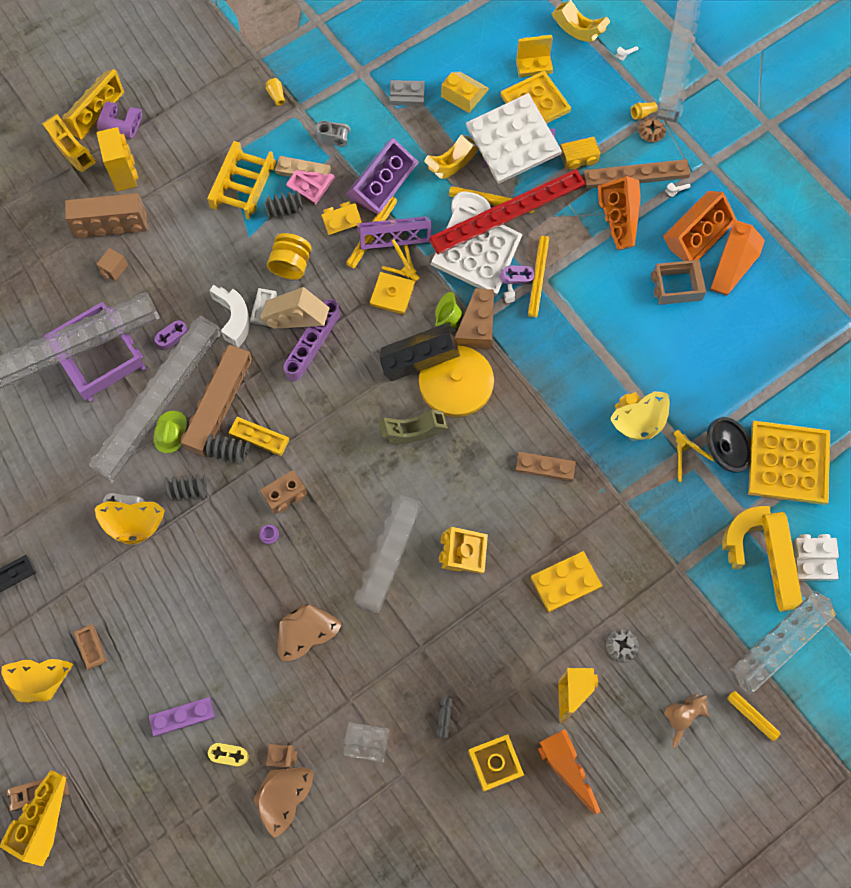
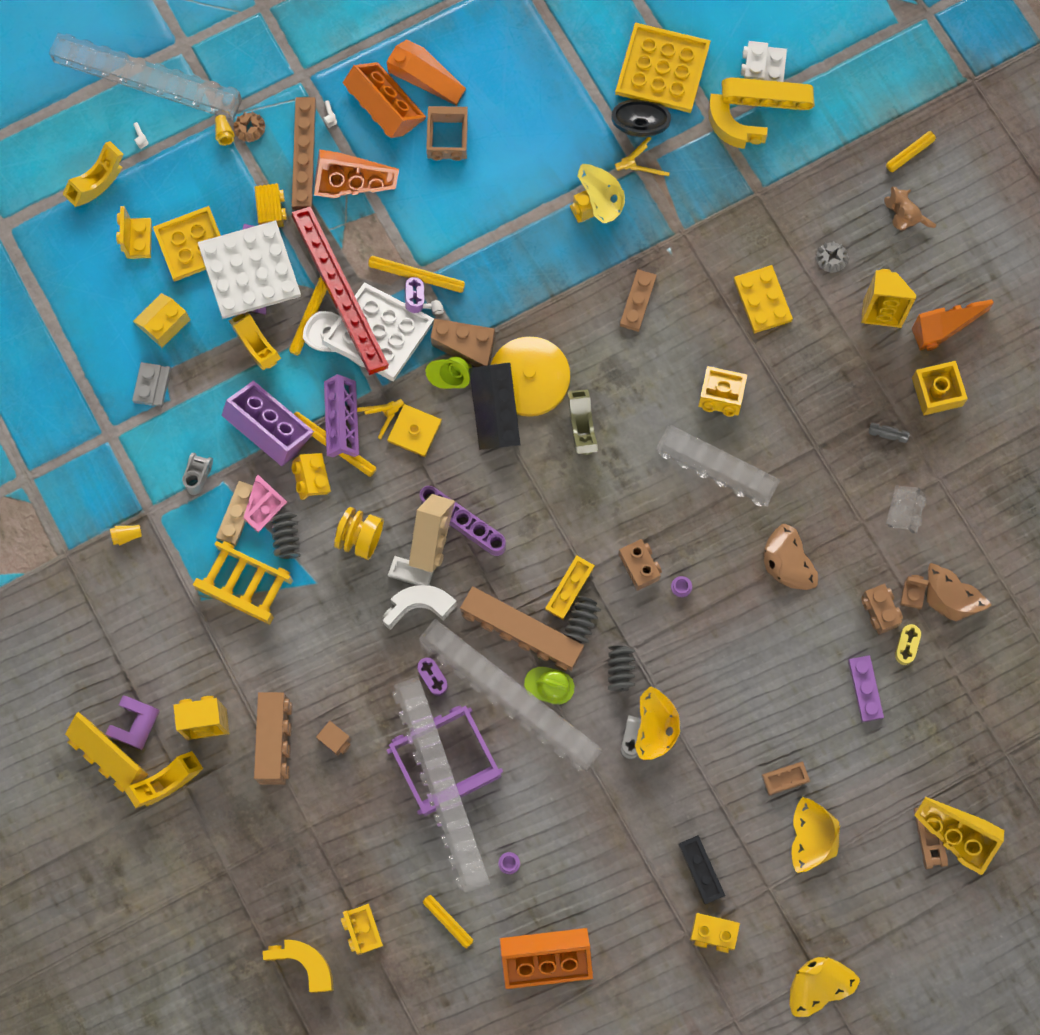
camera: 80 degrees left, 5 degrees up
(9, 415) = (509, 863): none -> medium lavender plate
(255, 725) = (882, 609): none -> medium nougat brick
(783, 642) = (846, 109): clear brick -> none

